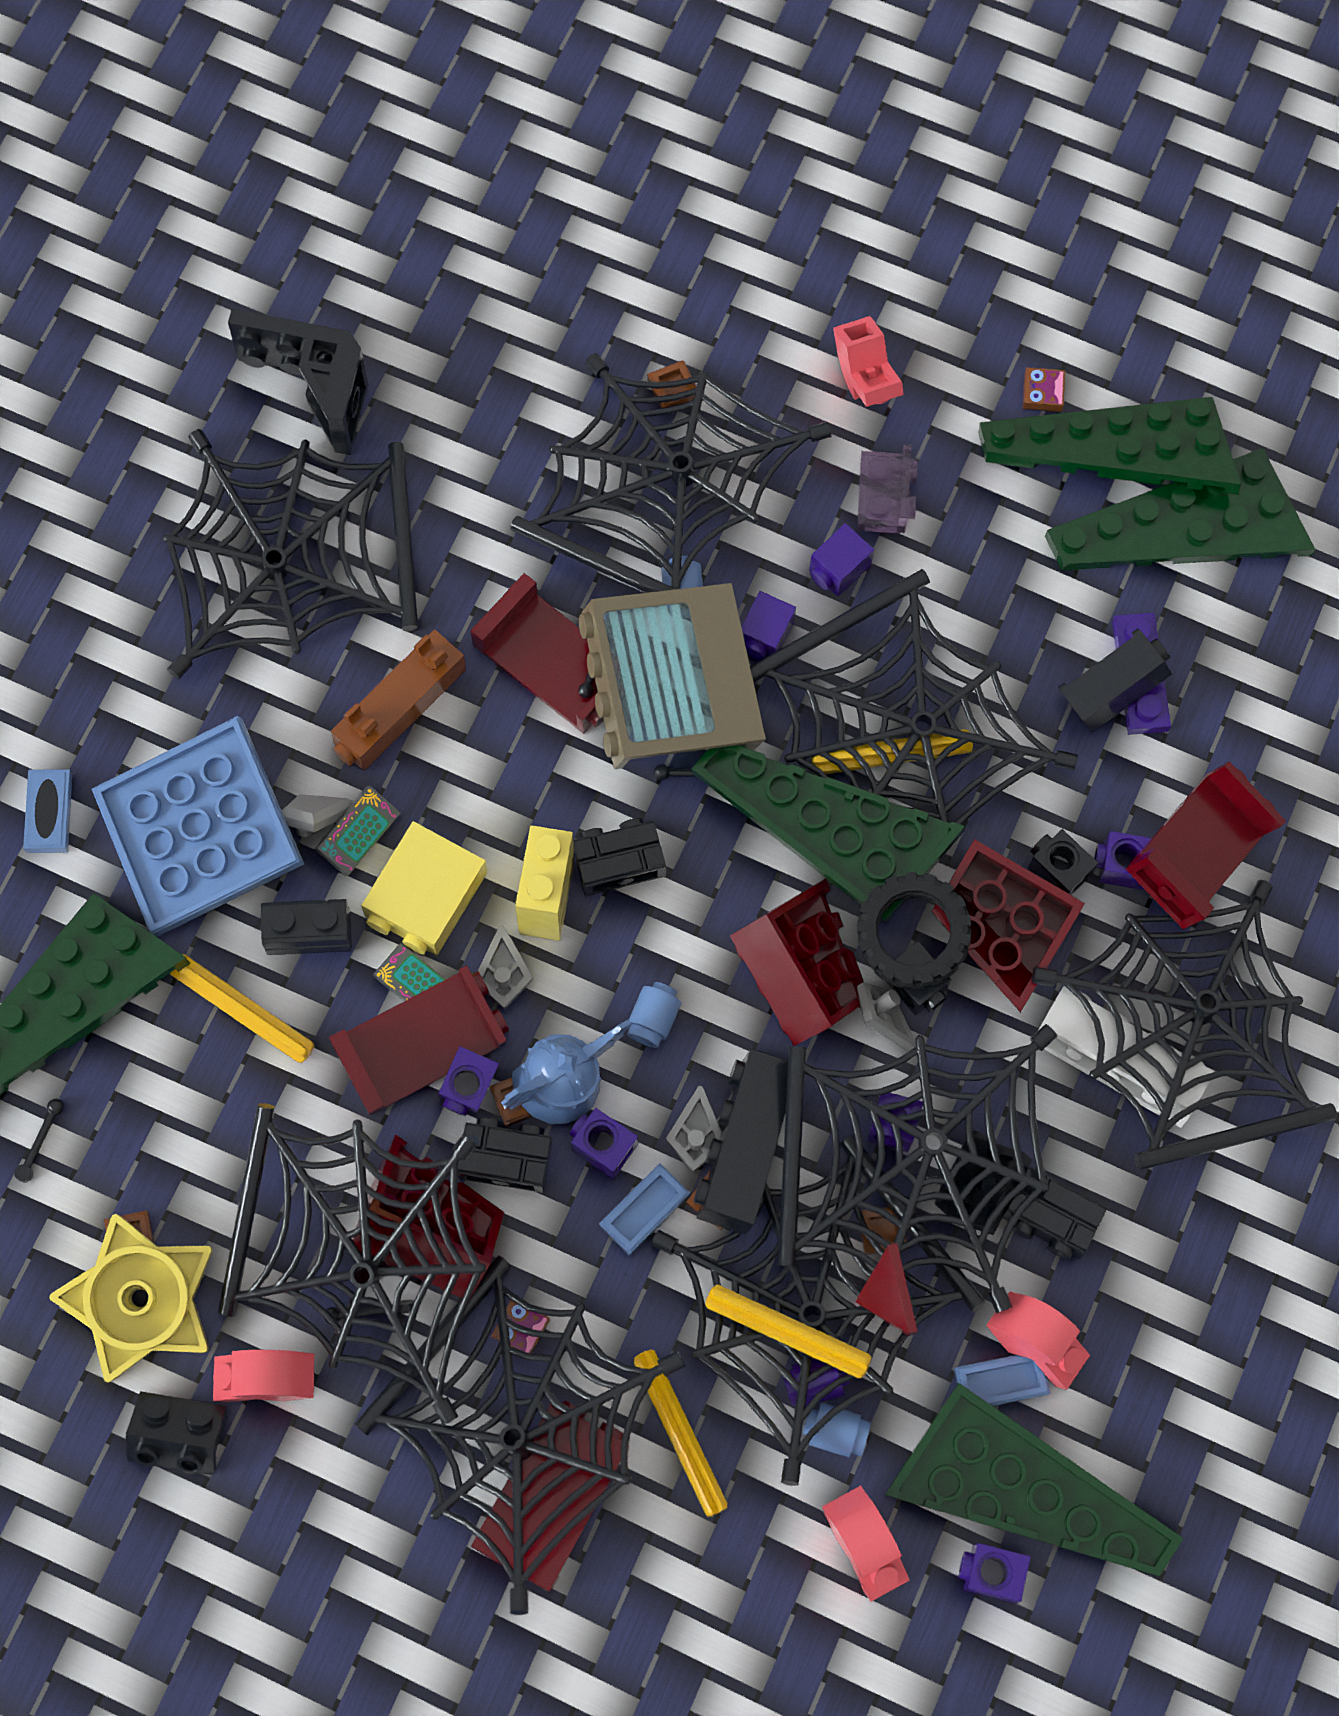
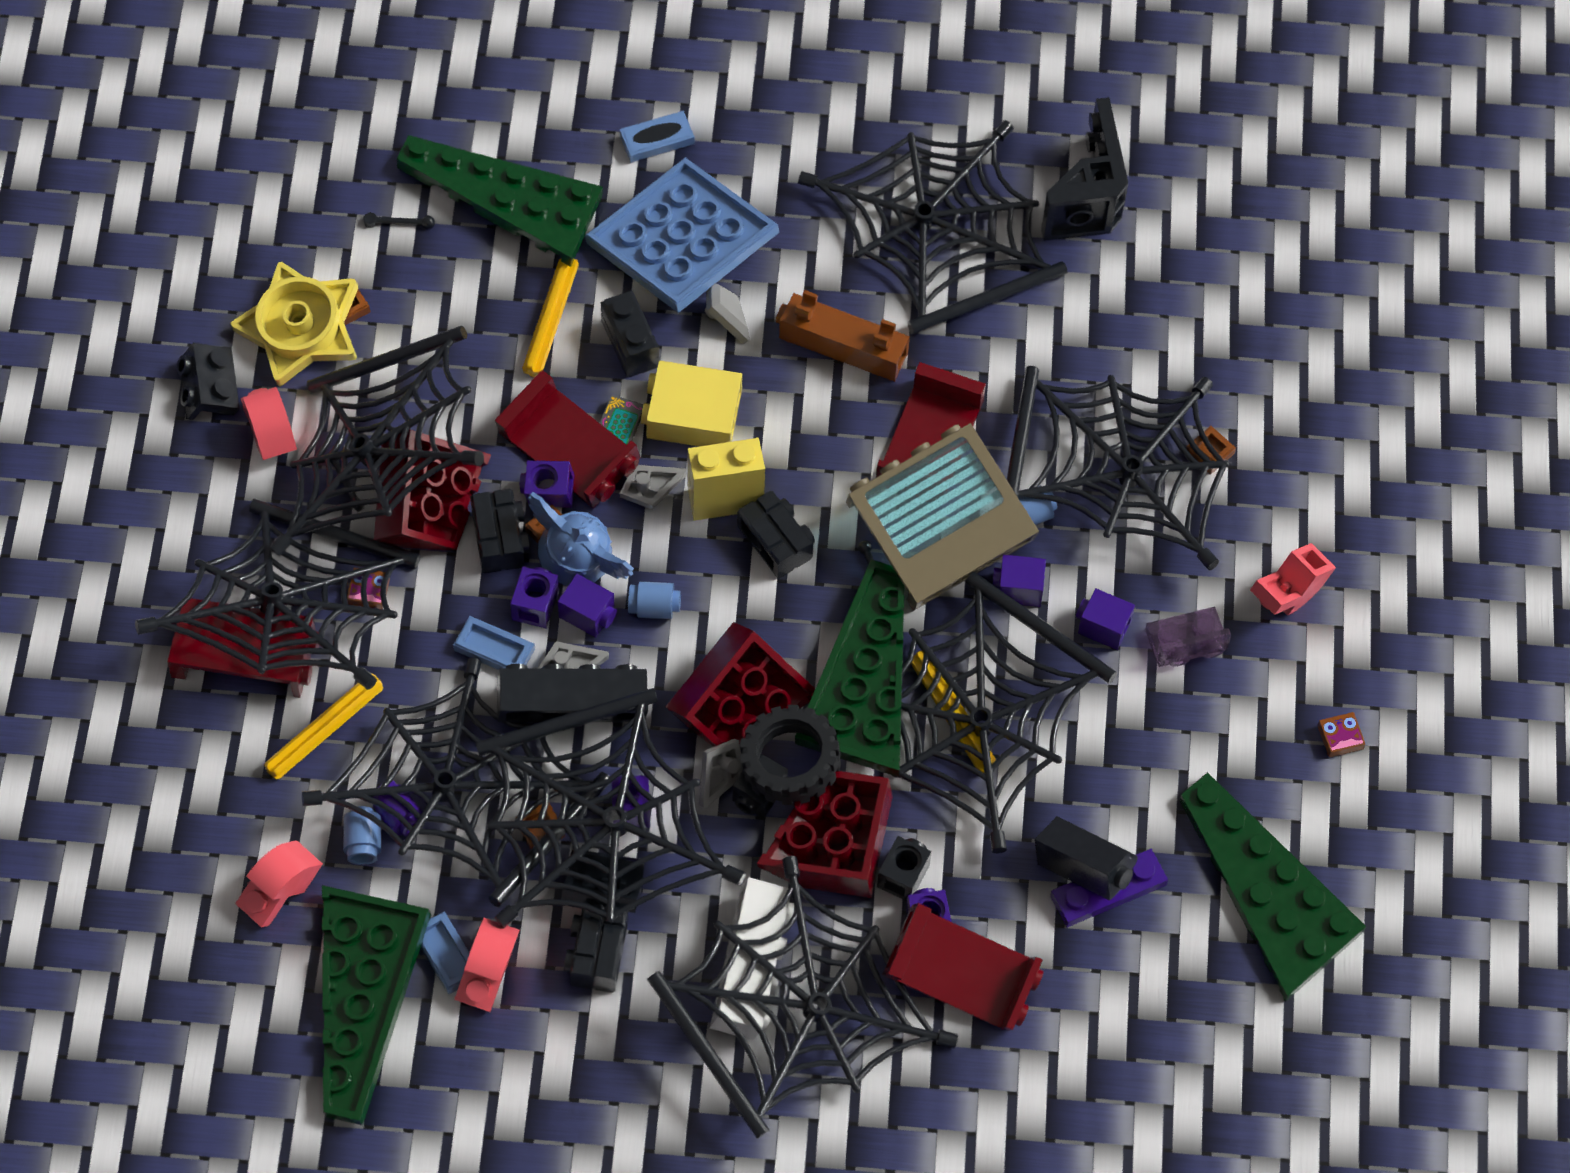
camera: 70 degrees right, 10 degrees down
(357, 830) = (724, 345): tile -> none
(636, 1088) = (587, 606): none -> dark purple brick
(788, 1331) = (424, 764): yellow axle -> none
(888, 1294) = (479, 825): dark red slope -> none
(1014, 1572) = (291, 1000): dark purple brick -> none
(1123, 443) = (1318, 817): dark green wing -> none

